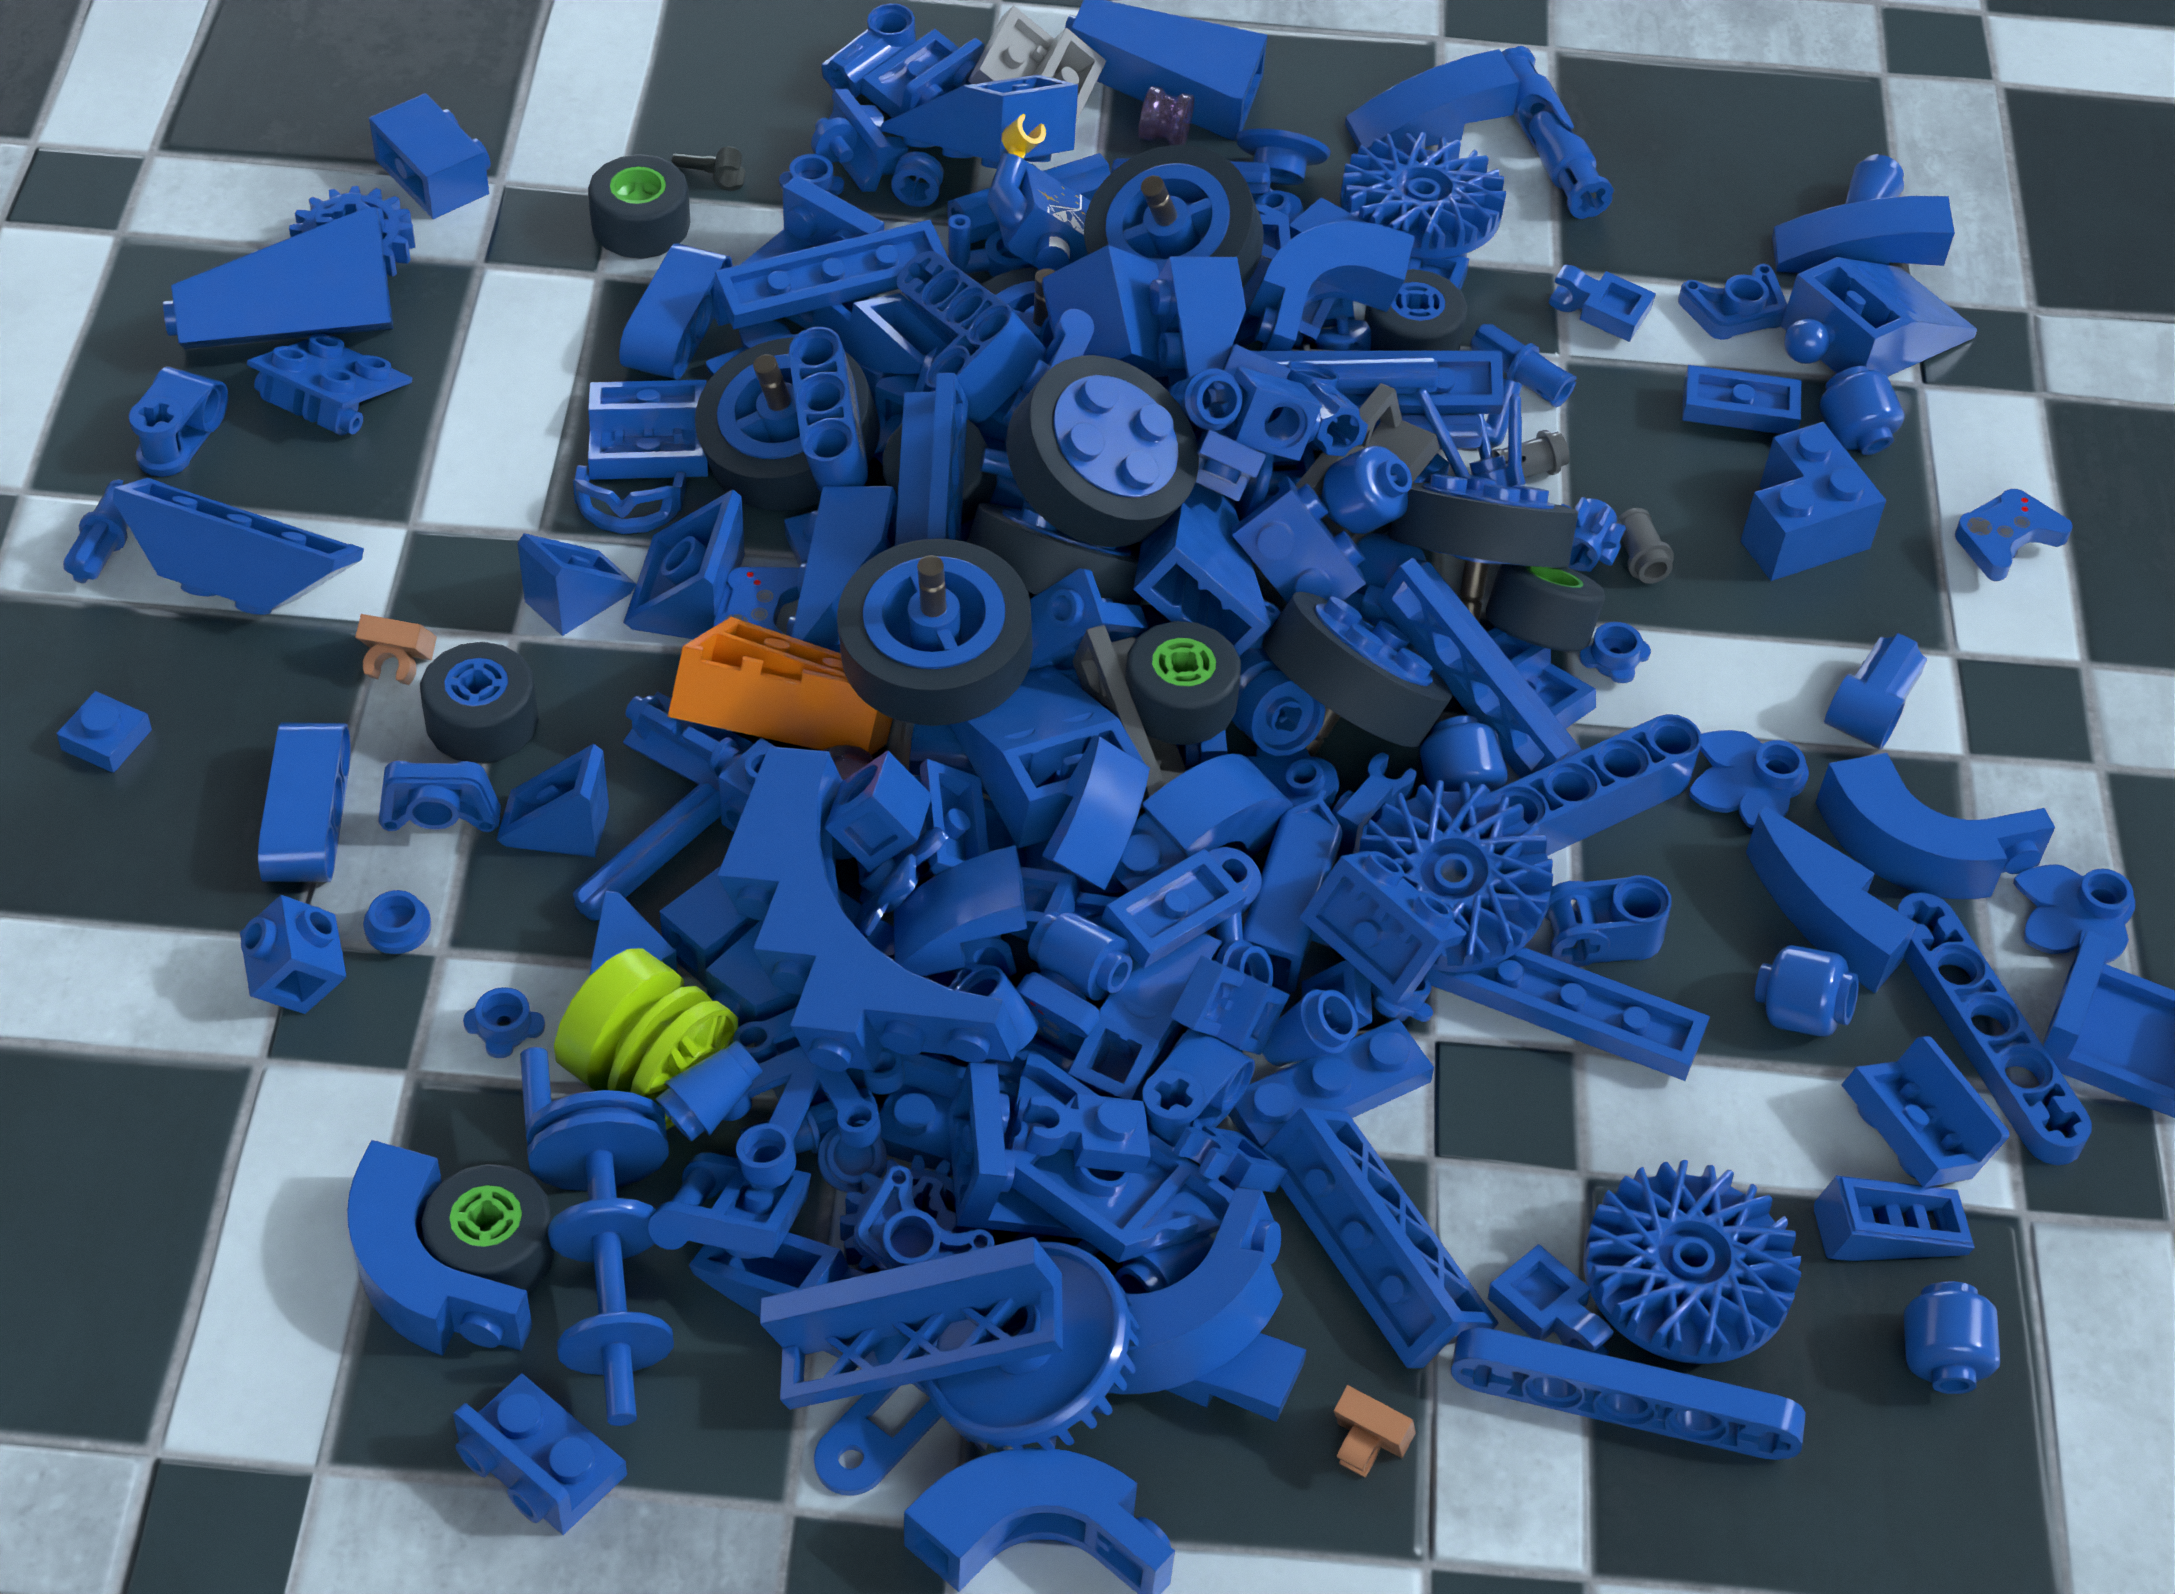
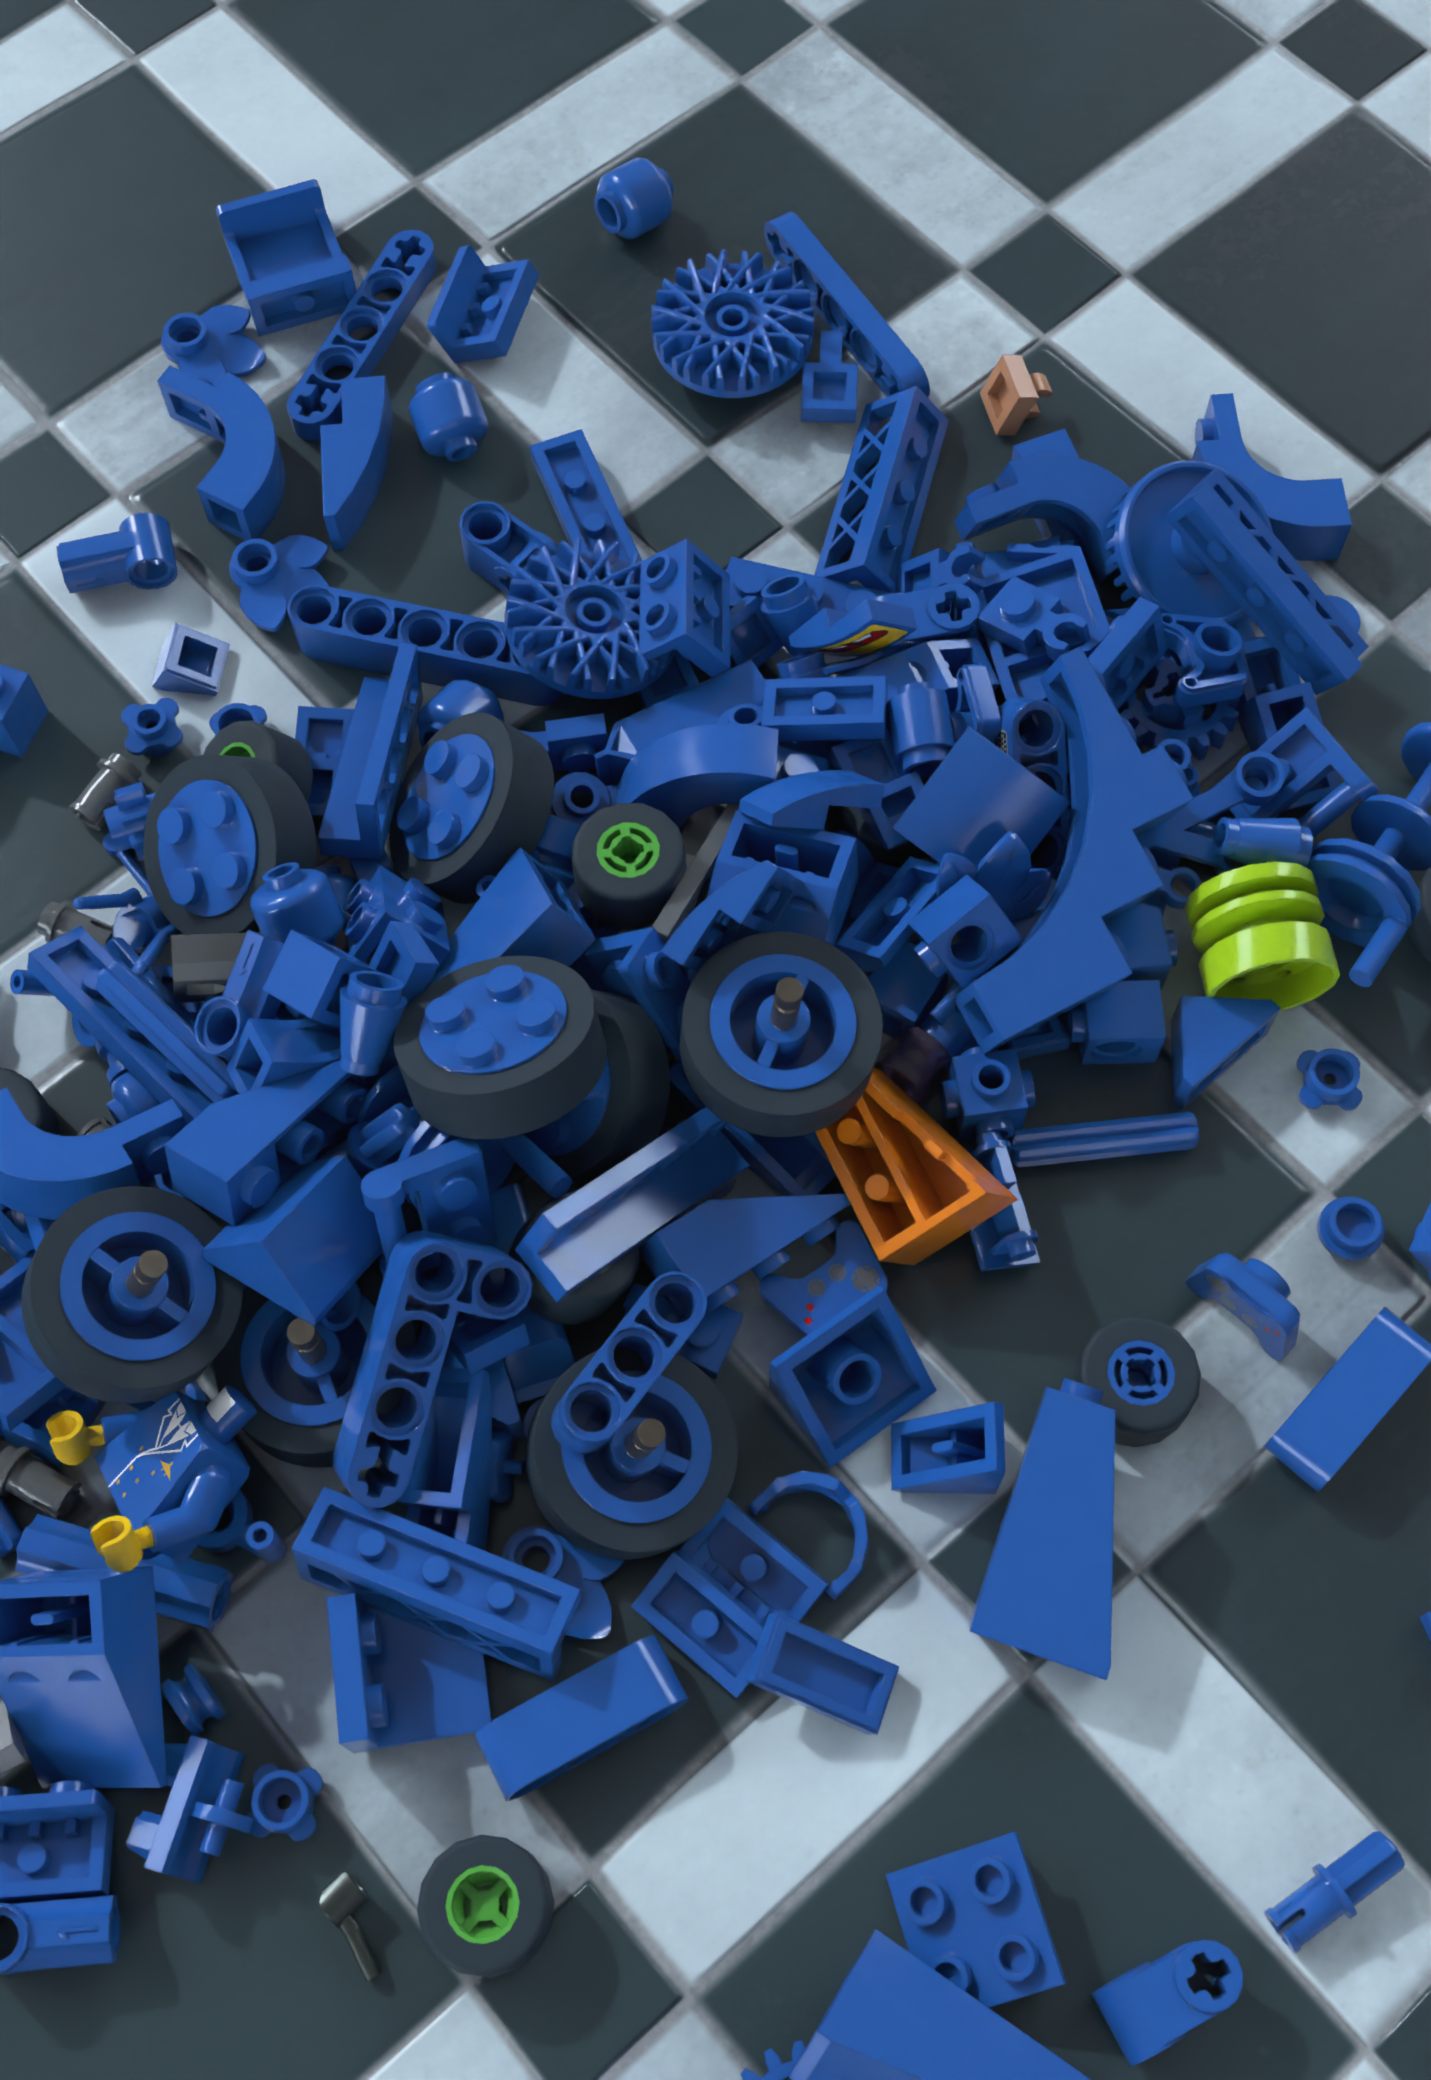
camera: 130 degrees left, 15 degrees up
(228, 549) = (1224, 1735): blue wedge -> none
(394, 639) = (1157, 1510): nougat tile -> none
(448, 558) = (1054, 1548): none -> blue slope
(545, 417) = (822, 1673): none -> blue tile
(560, 807) = (1153, 1223): blue slope -> none
(1045, 652) = (749, 899): none -> blue slope
(1676, 609) = (156, 740): none -> blue plate
(1721, 675) = (190, 662): none -> blue slope
(1850, 1230) = (580, 287): blue slope -> none

